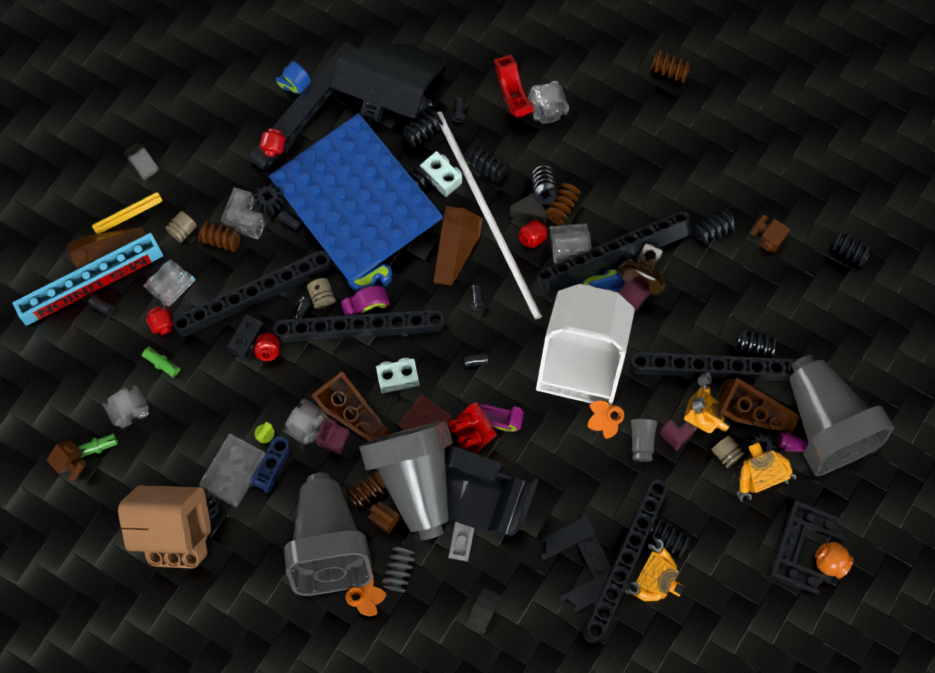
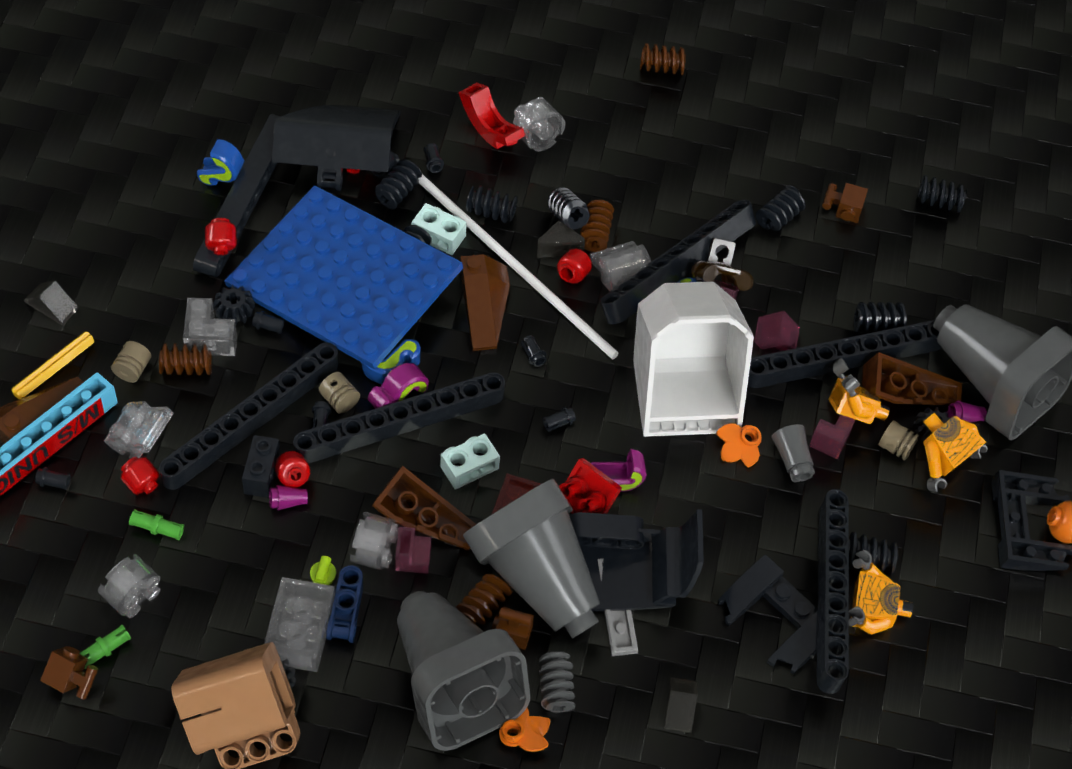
camera: 25 degrees left, 15 degrees down
(257, 367) = (286, 497): none -> magenta cone
(669, 333) = (777, 331): none -> clear pink piece

